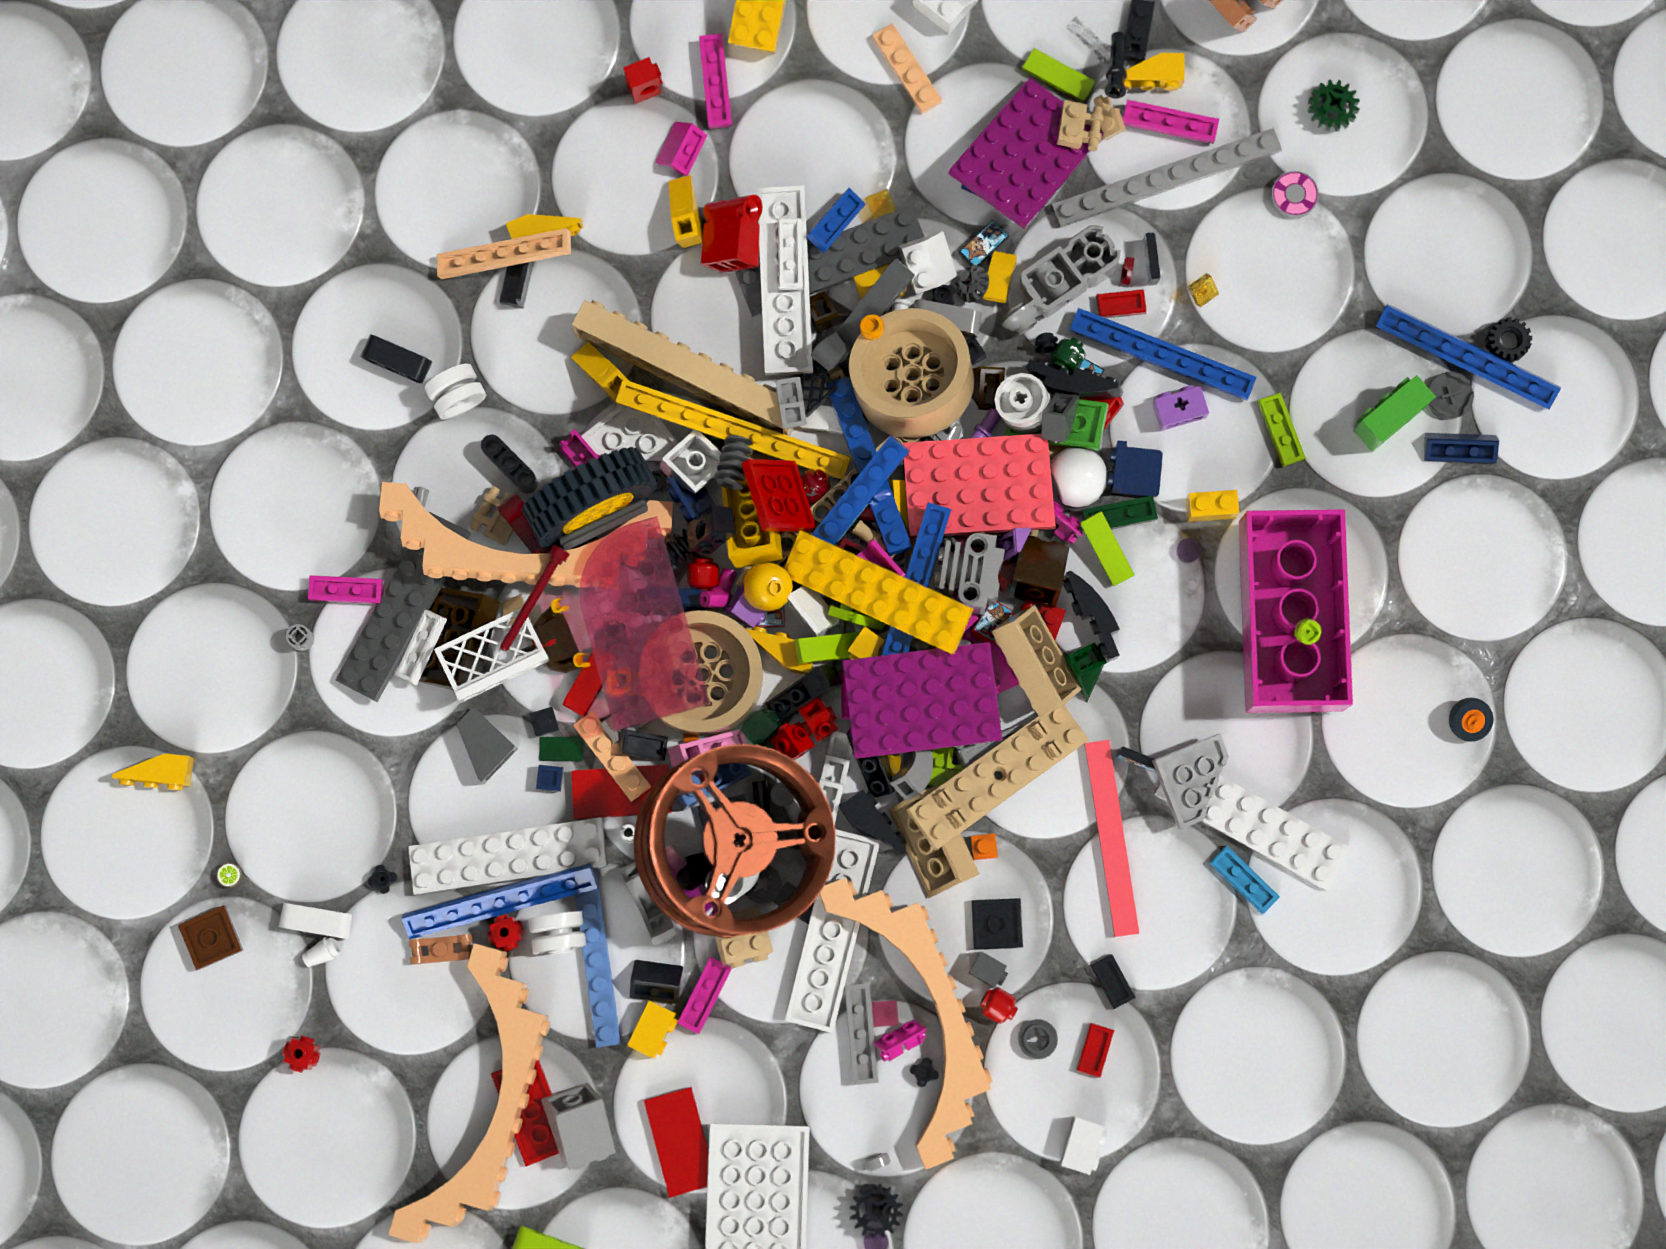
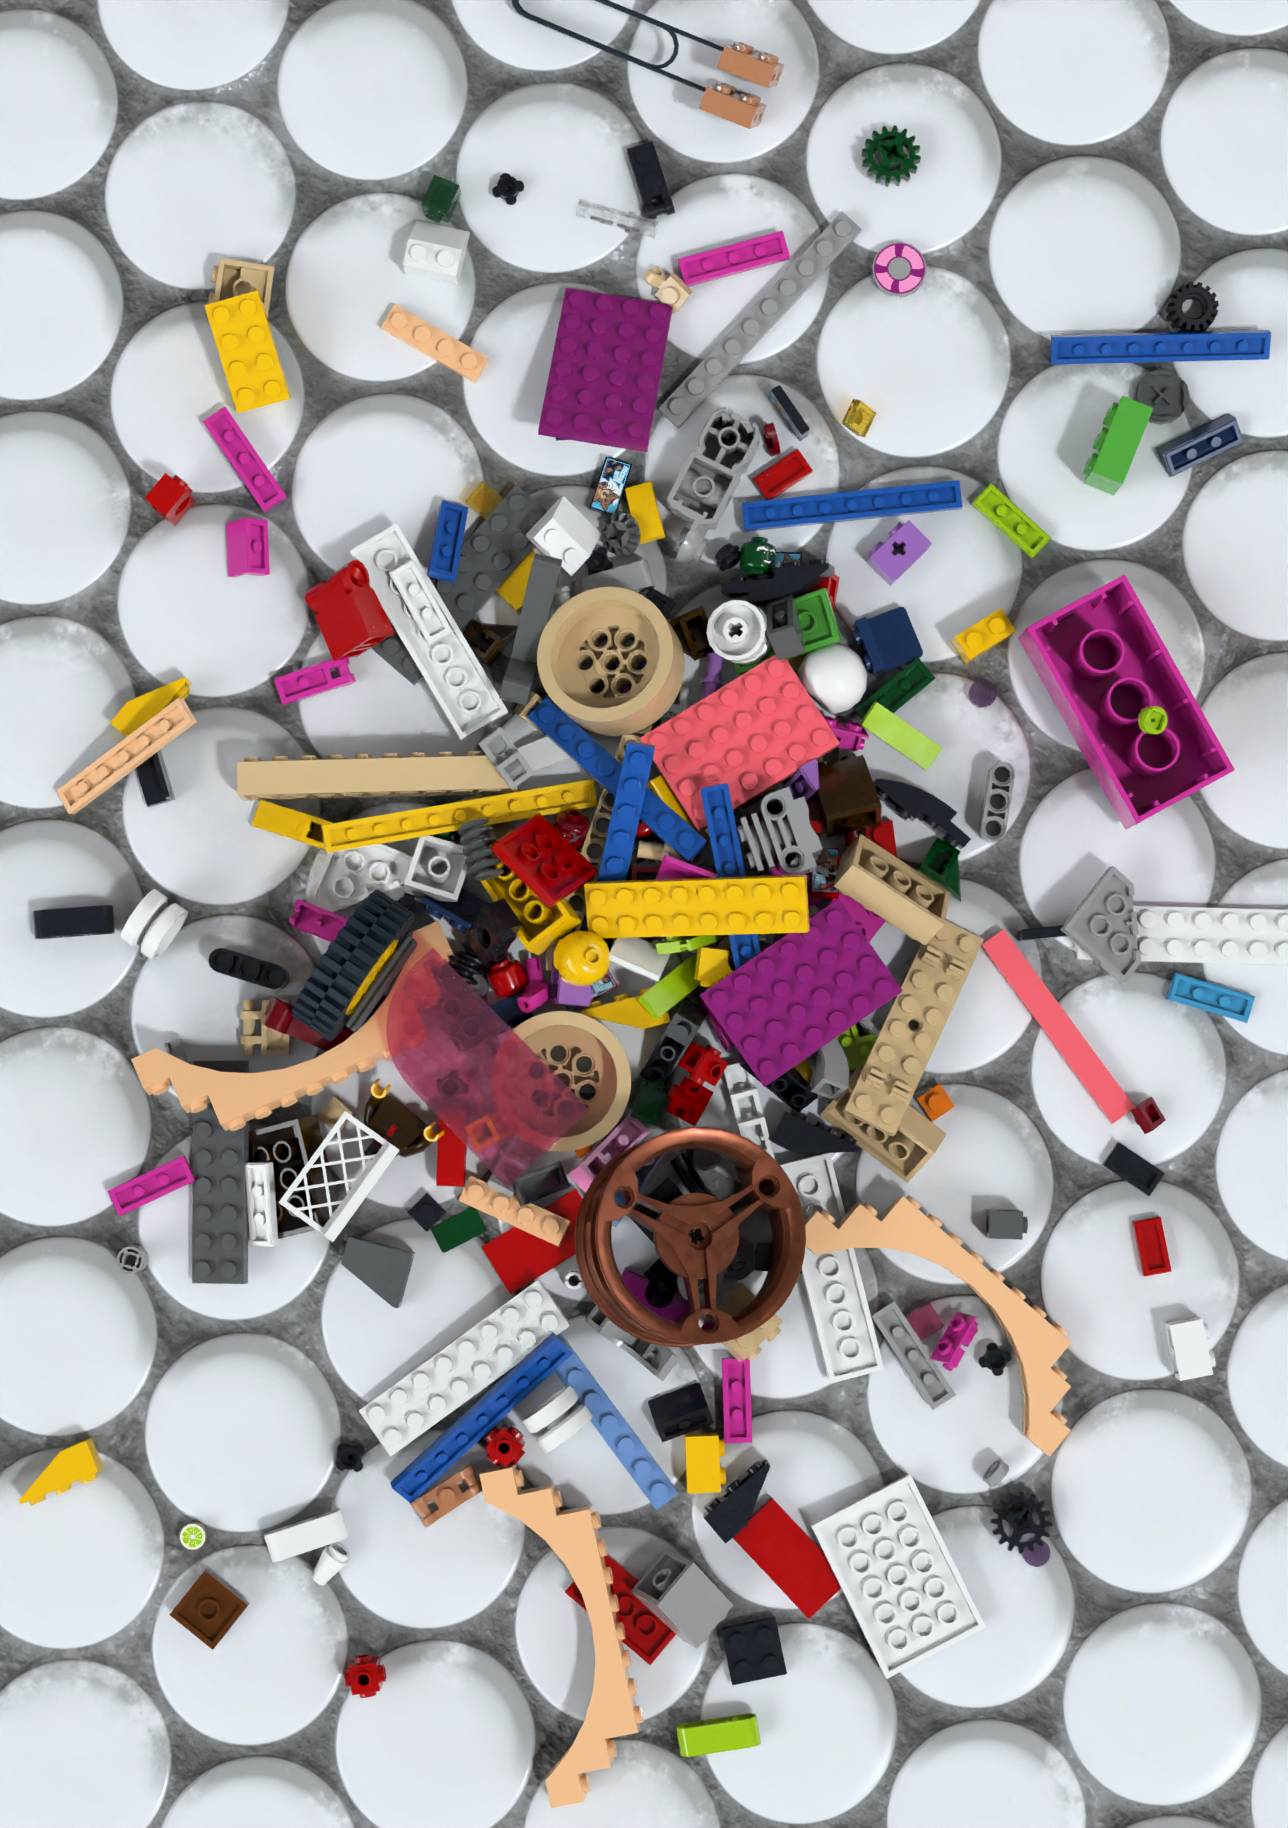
camera: 30 degrees left, 5 degrees up
(549, 778) = (464, 1266): dark blue plate -> none
(556, 558) = (353, 1043): dark red piece -> none
(612, 1199) = (753, 1650): none -> black plate
(656, 1080) = (734, 1509): none -> black slope
(677, 273) = (313, 681): none -> dark pink plate
(685, 212) = (287, 613): yellow slope -> none
(821, 399) = (532, 735): black window -> none
(872, 327) = (546, 636): light orange tile -> none
(997, 923) = (988, 1172): black tile -> none
(998, 1005) = (1034, 1254): red head -> none
(1047, 1046) = (1102, 1267): dark grey gear -> none
(1058, 75) = (593, 270): lime tile -> none
(1072, 123) = (637, 316): tan plate -> none
(1116, 72) = (654, 238): black pin -> none
(1146, 944) = (1148, 1115): none -> dark red plate
(1159, 71) = (695, 212): yellow slope -> none
(1163, 630) = (1001, 789): none -> light grey beam

